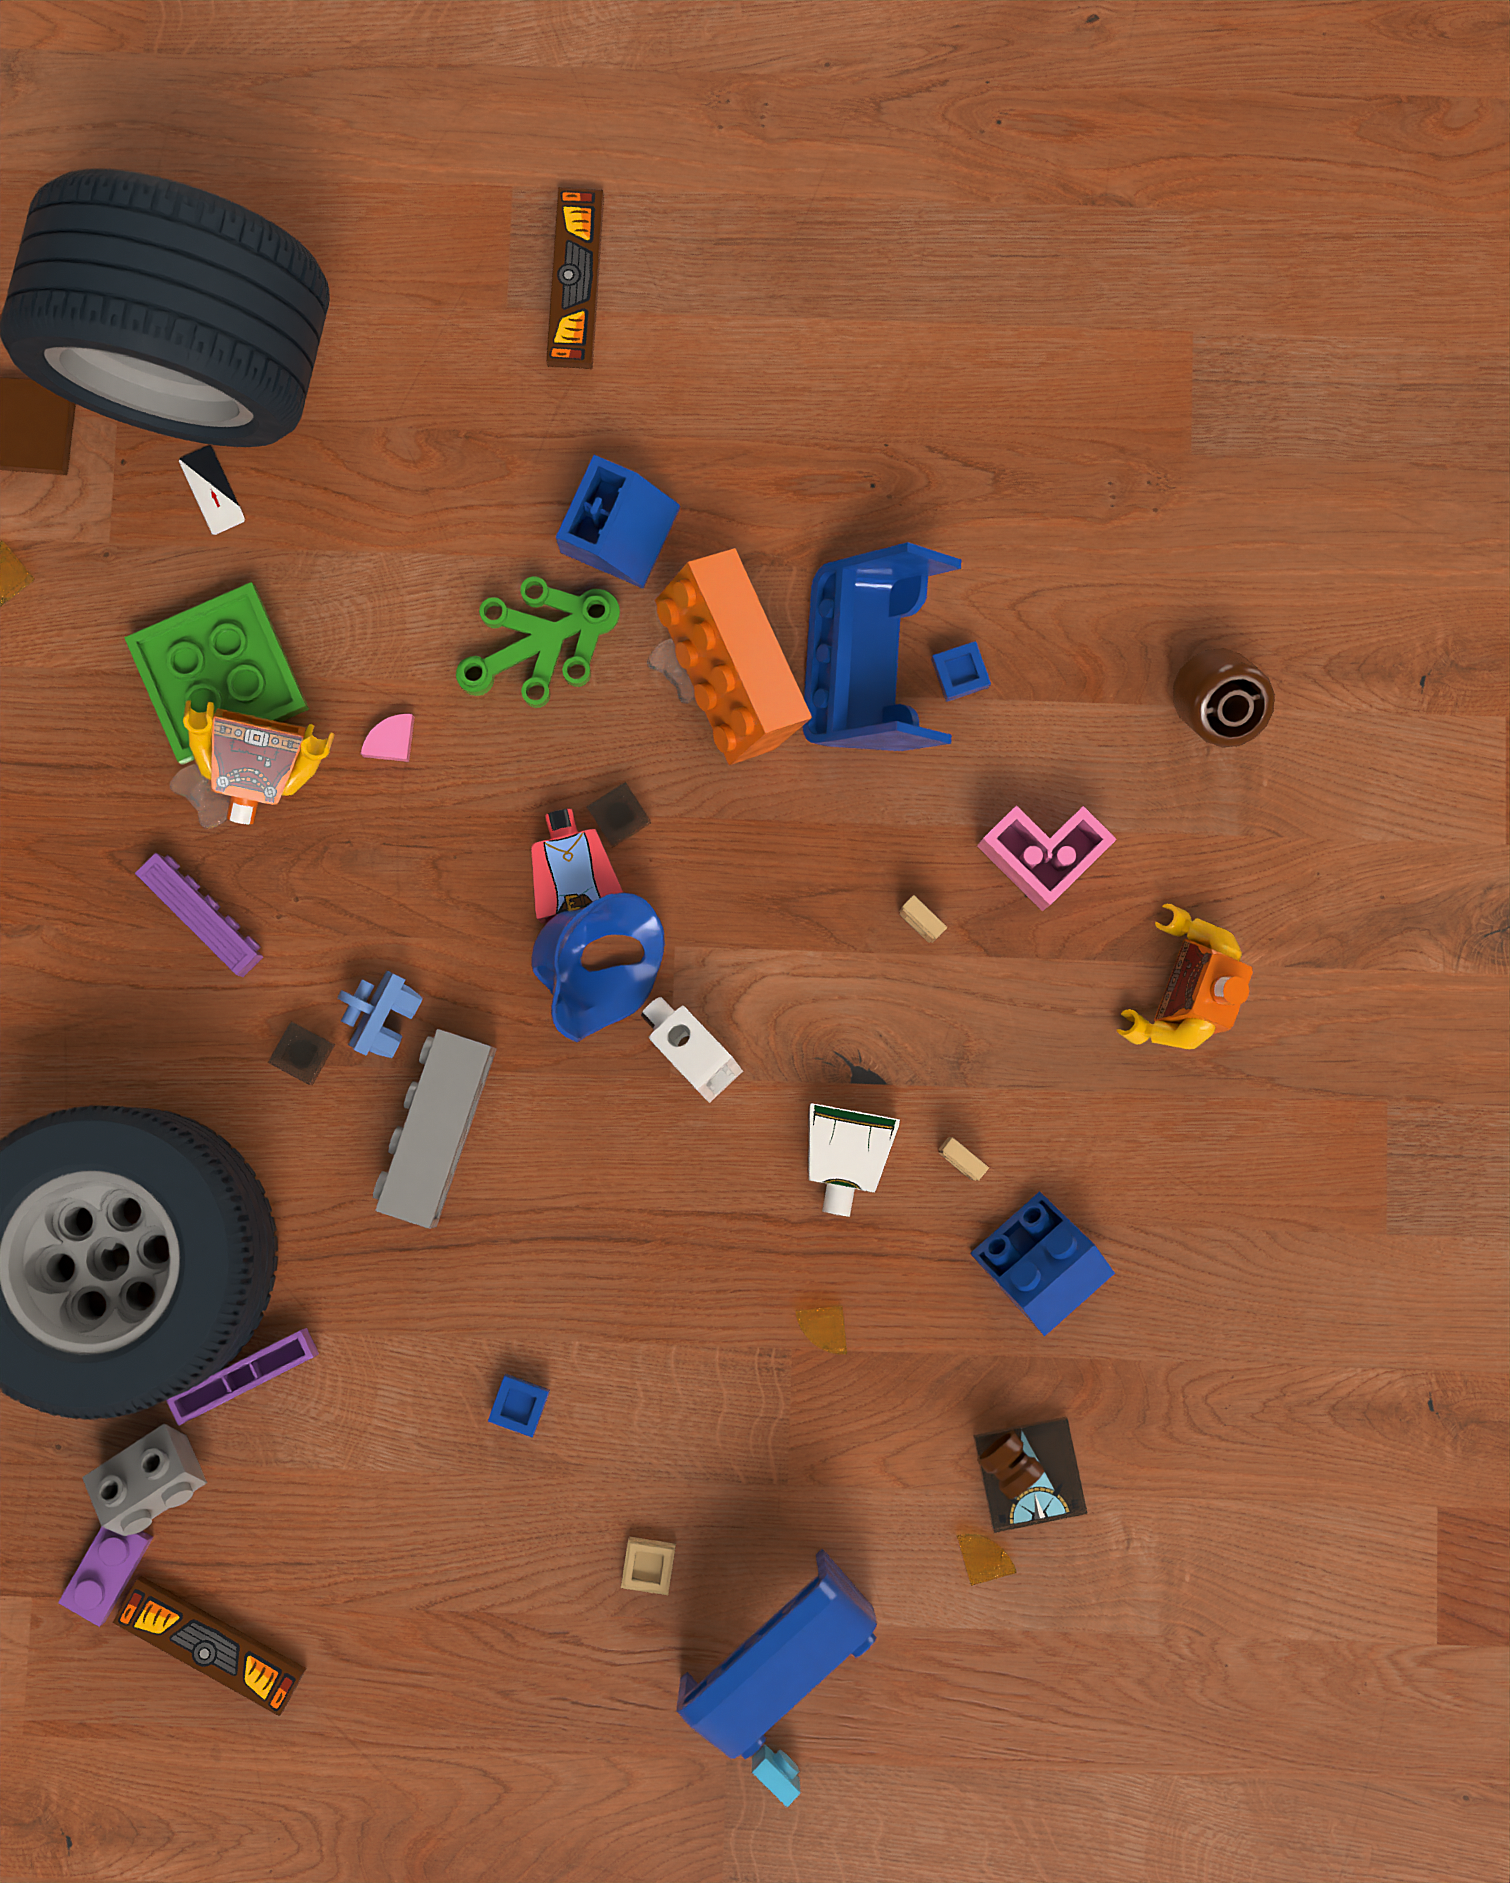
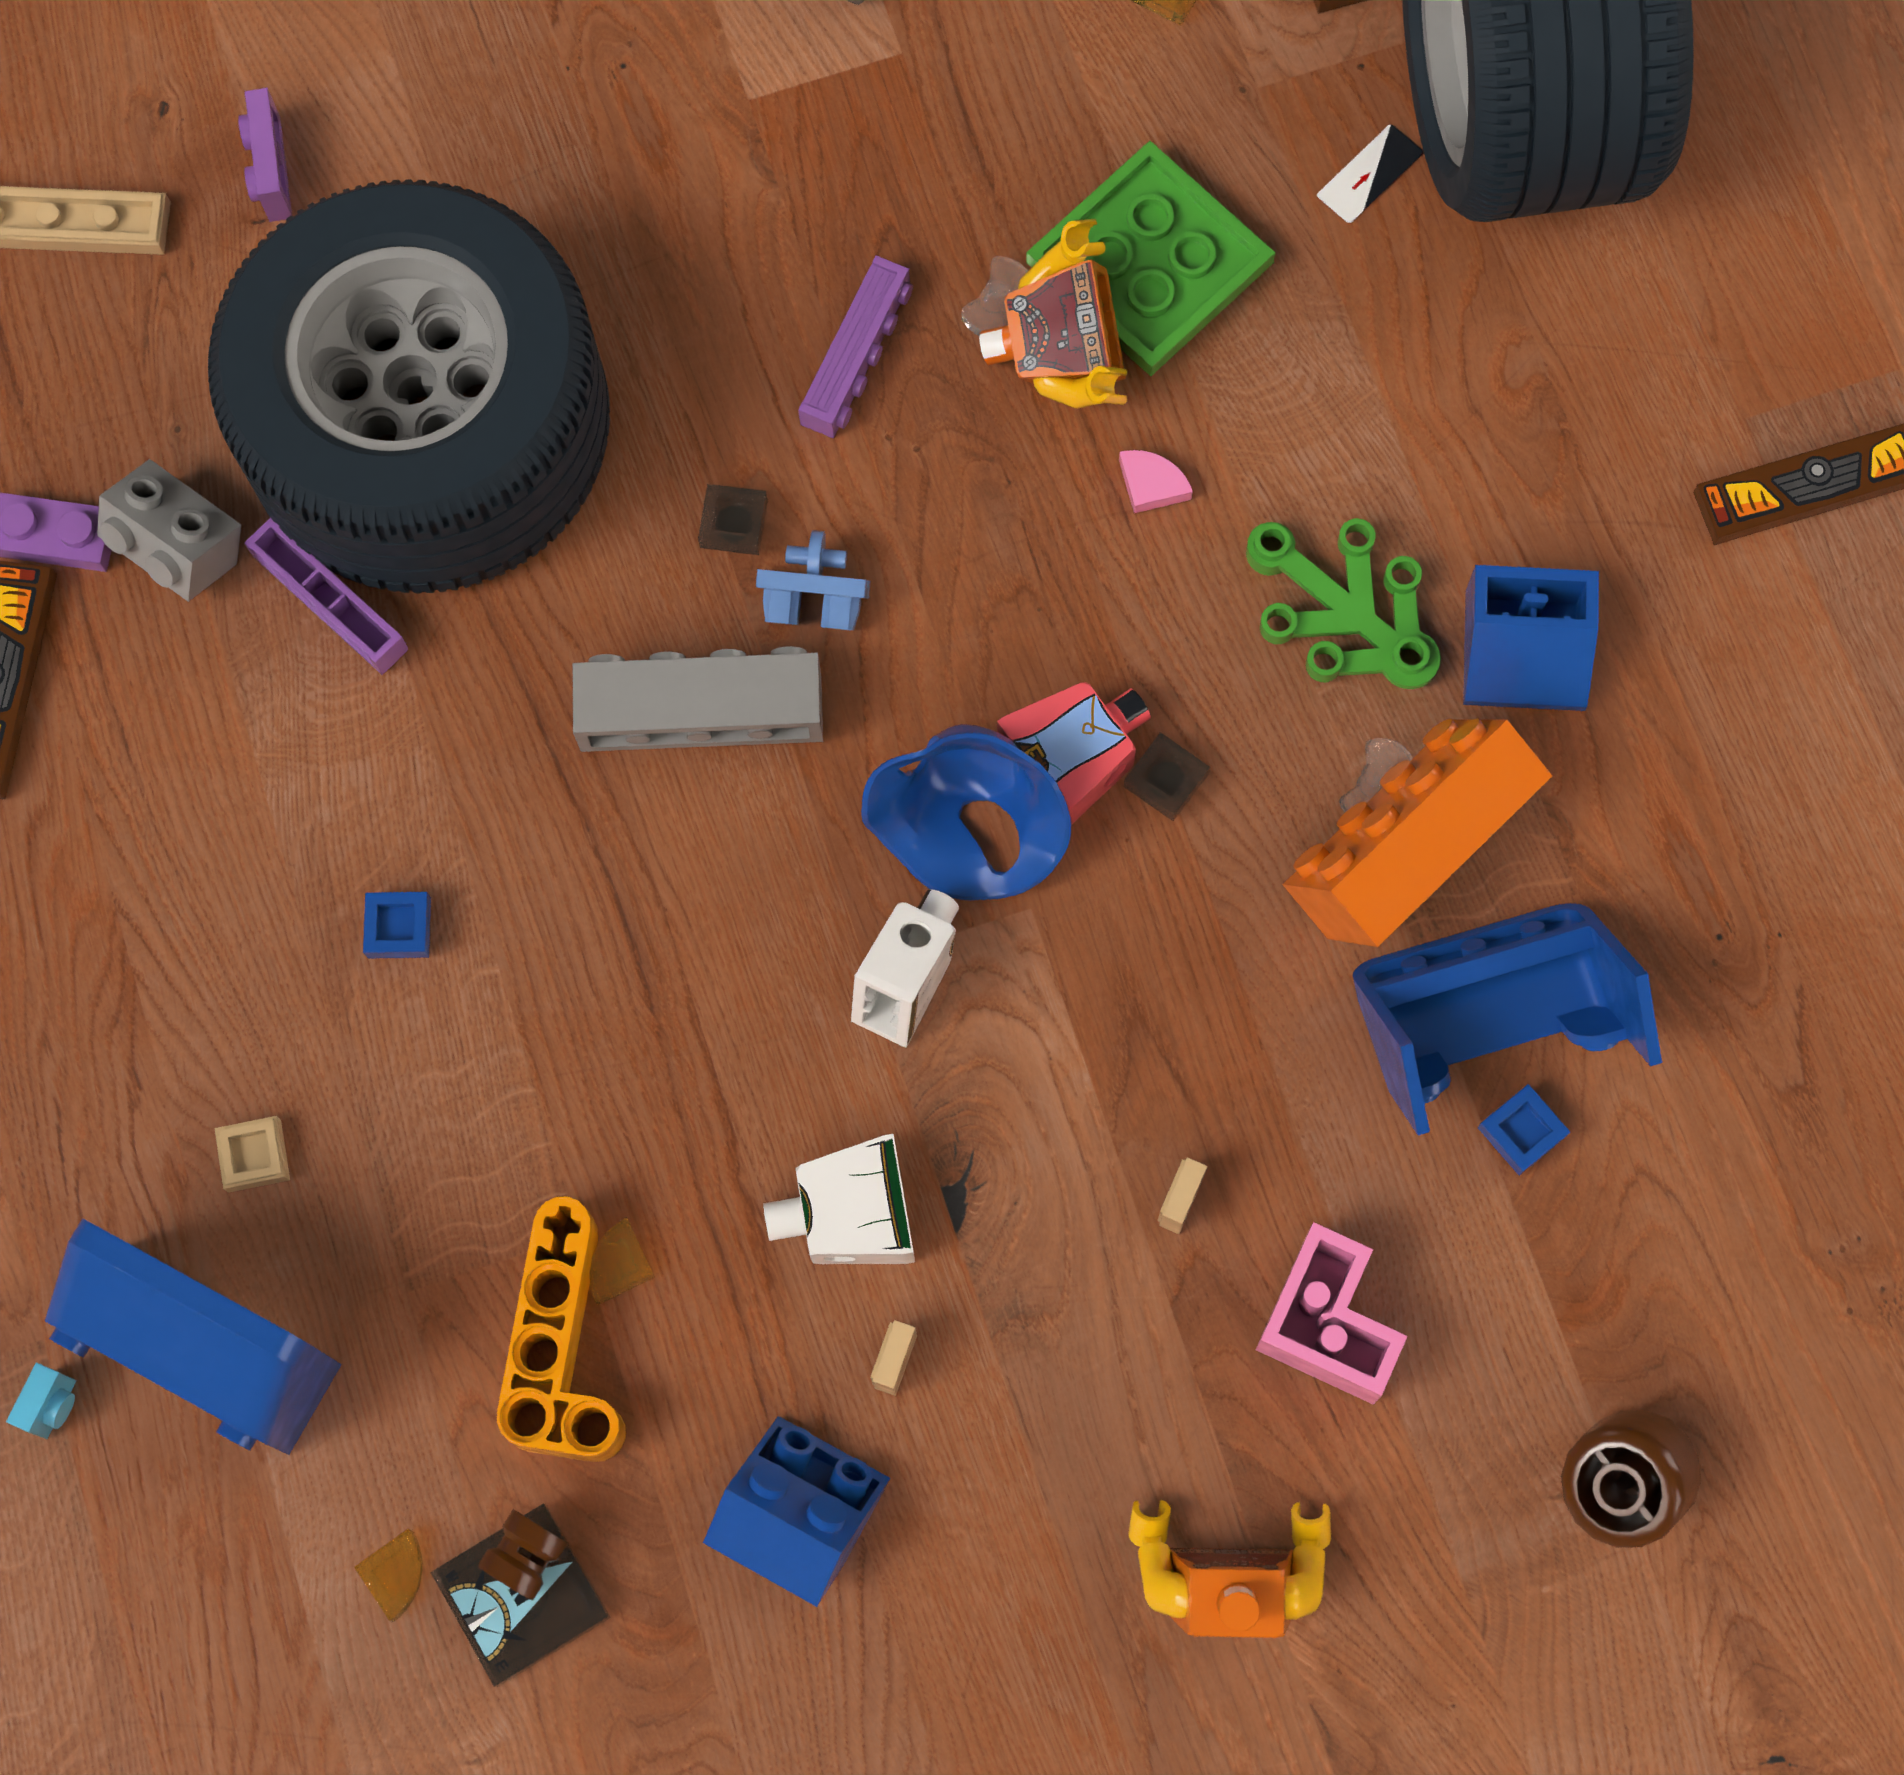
camera: 75 degrees right, 10 degrees down
(858, 1384) = (562, 1326): none -> light orange beam

